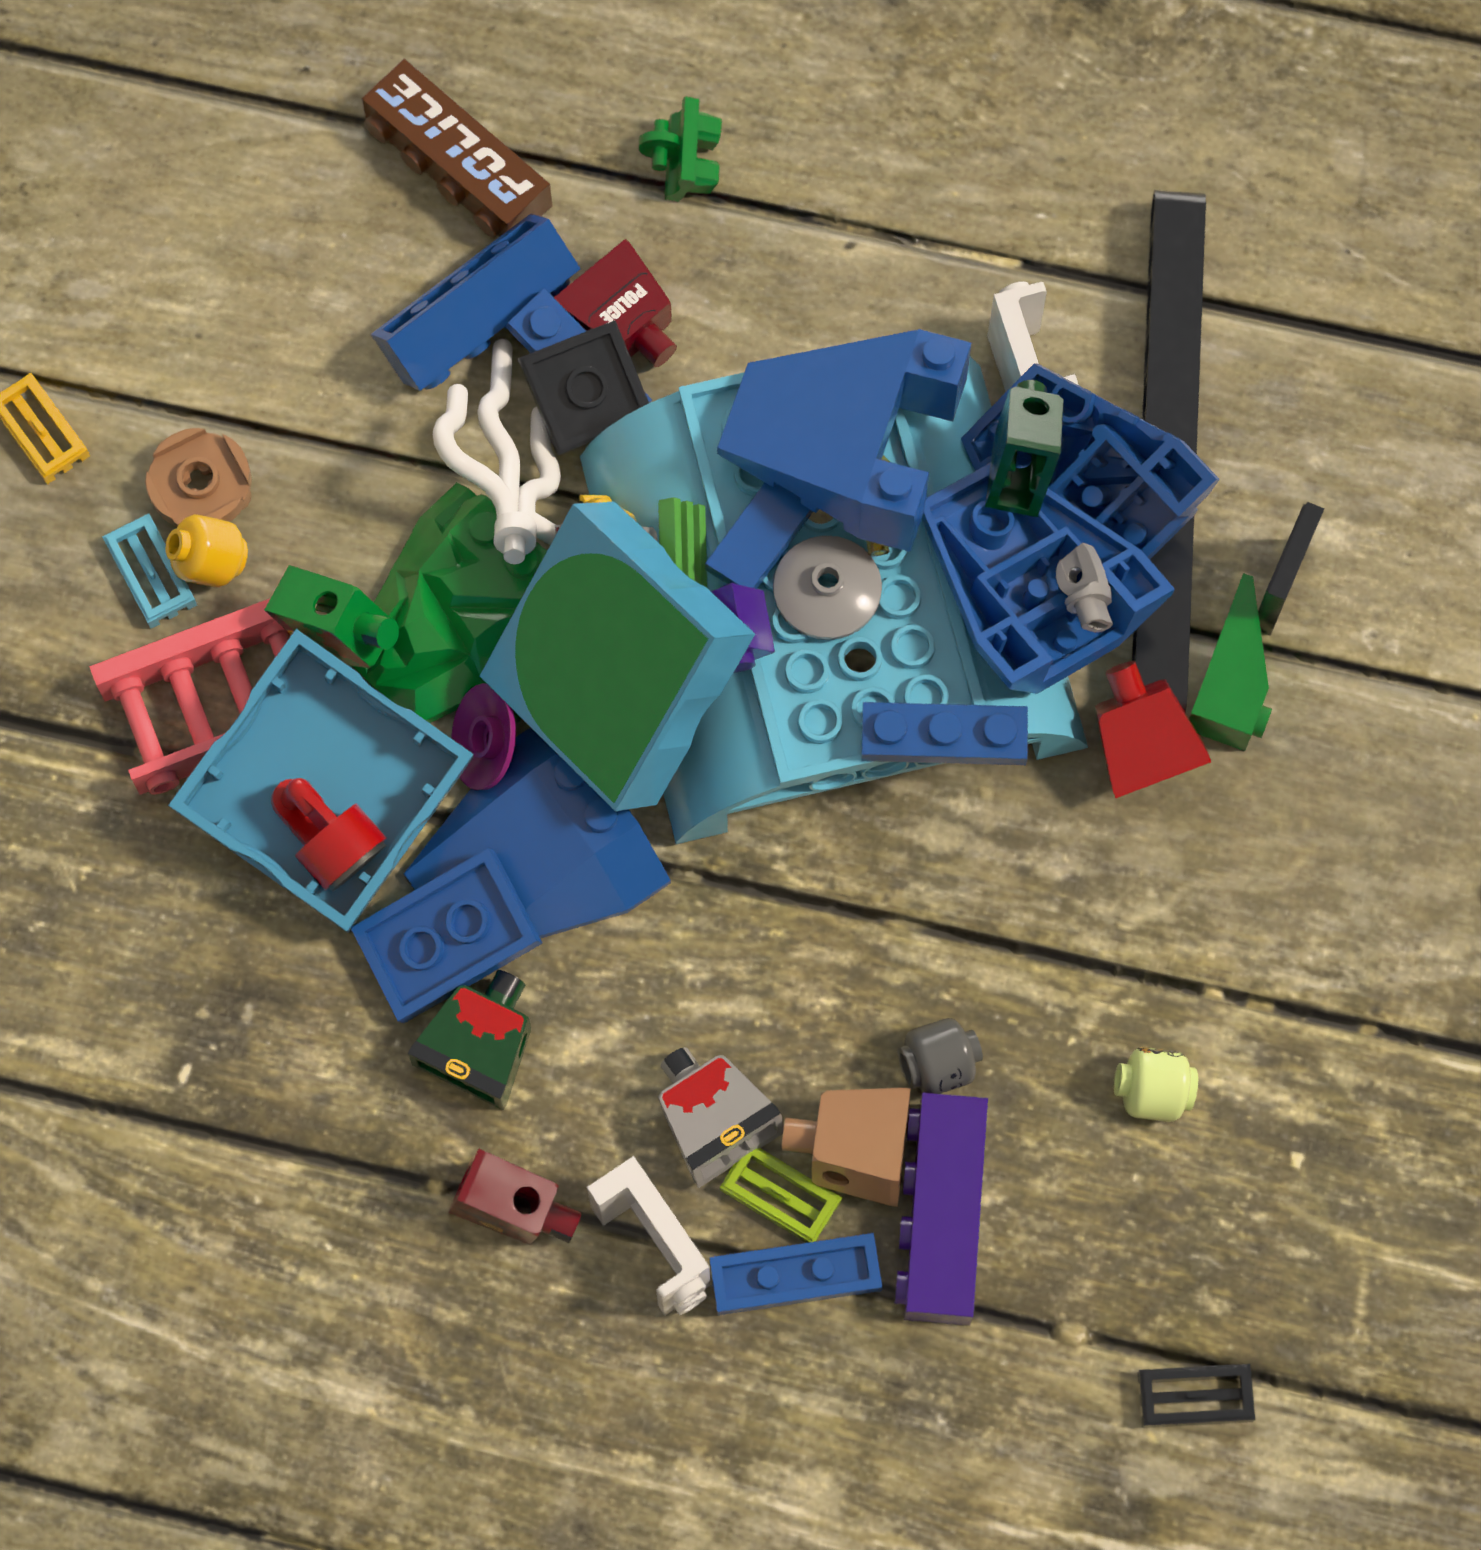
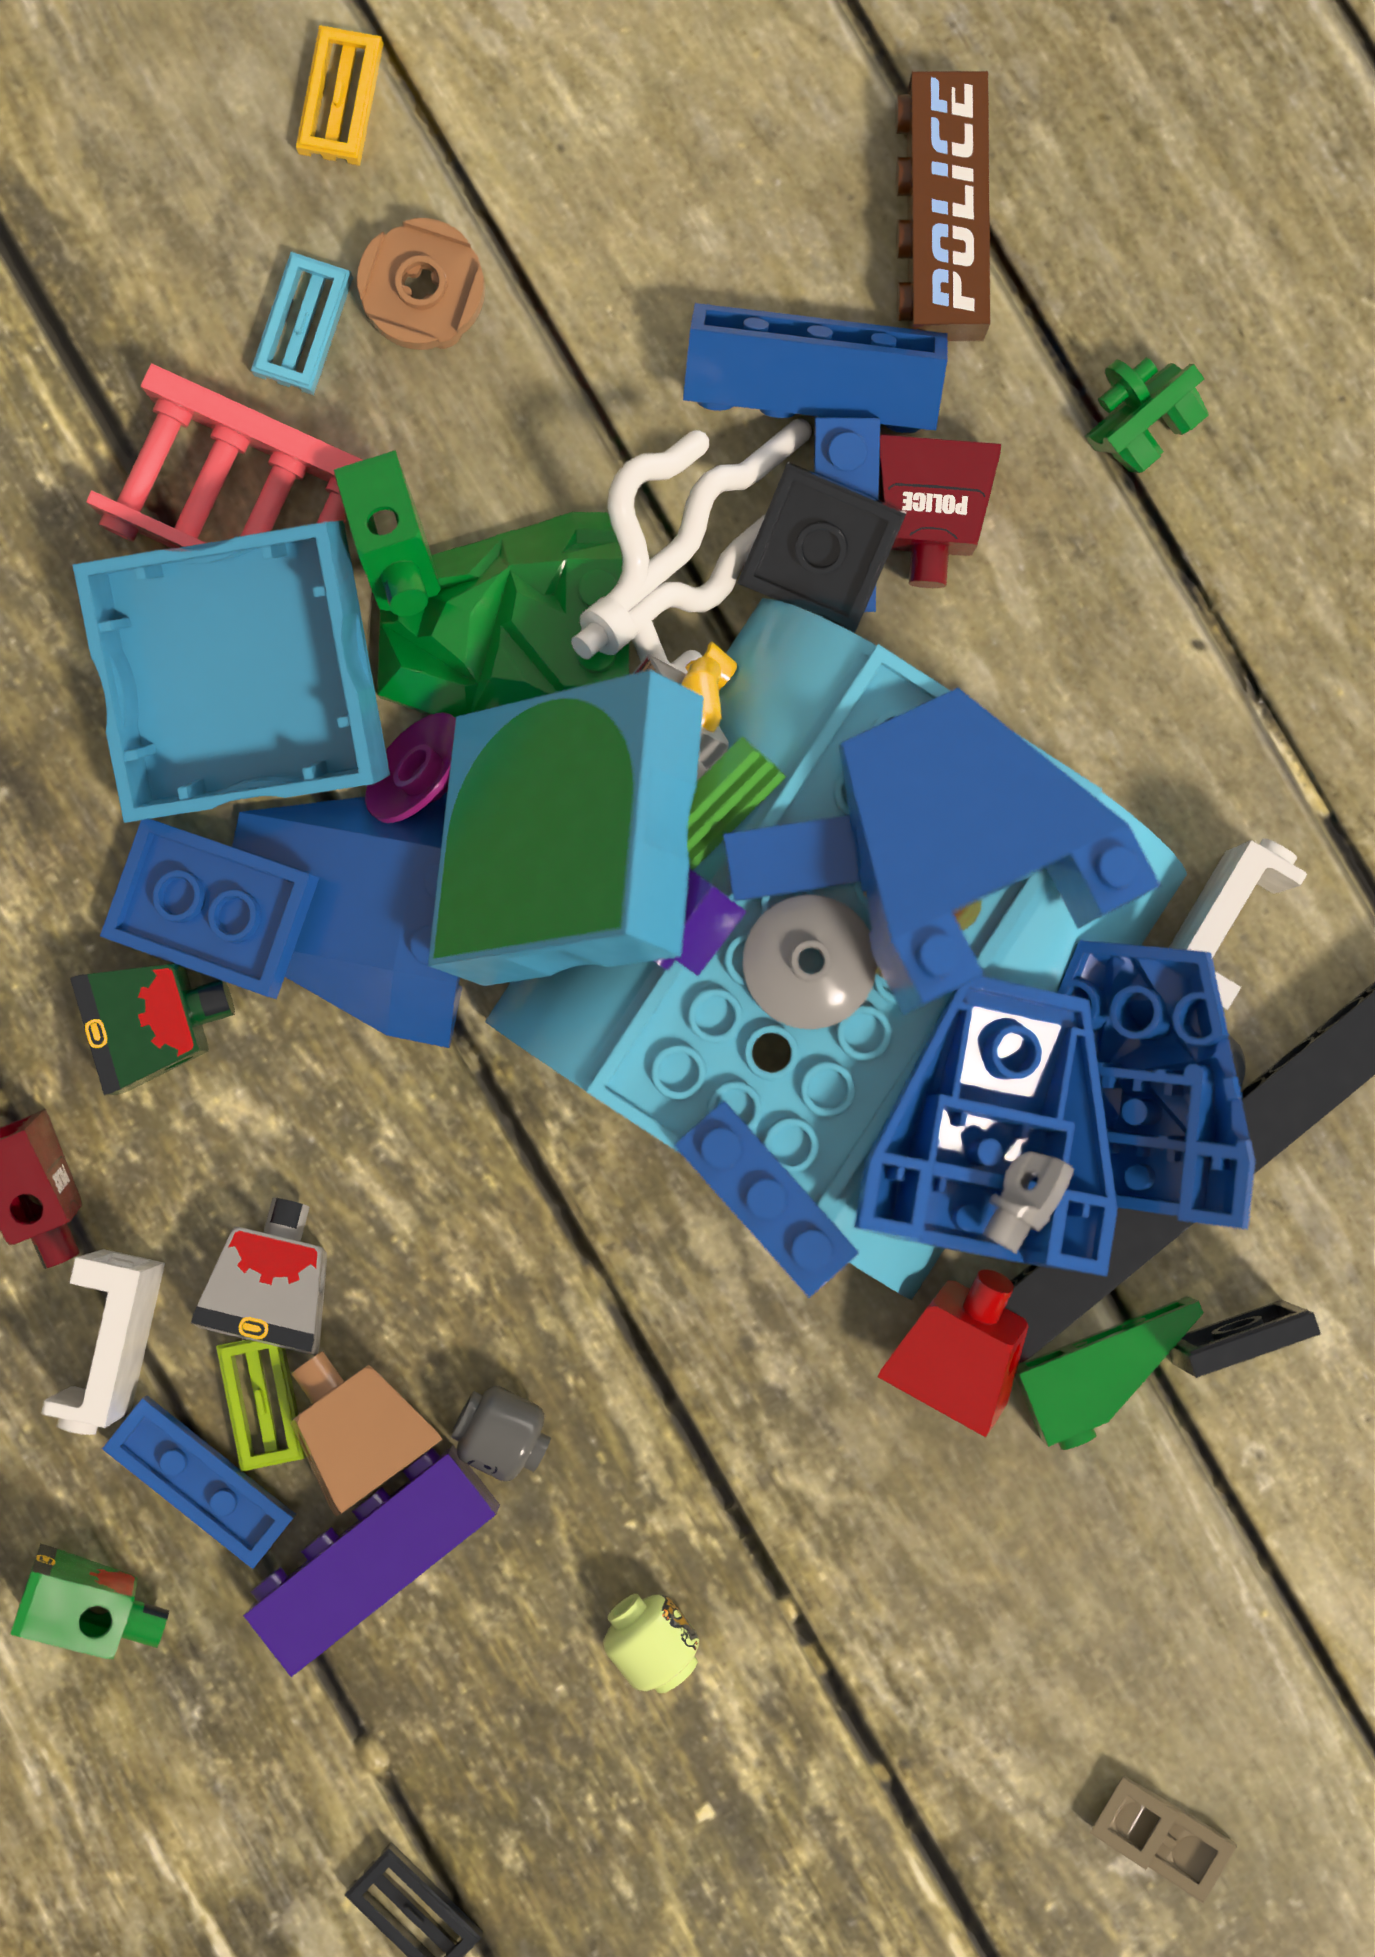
camera: 45 degrees right, 15 degrees up
(206, 551) = (356, 358): yellow head -> none
(332, 844) = (190, 739): red piece -> none
(790, 1421) = (59, 1600): none -> torso
(1031, 425) = (1109, 1024): dark green torso -> none

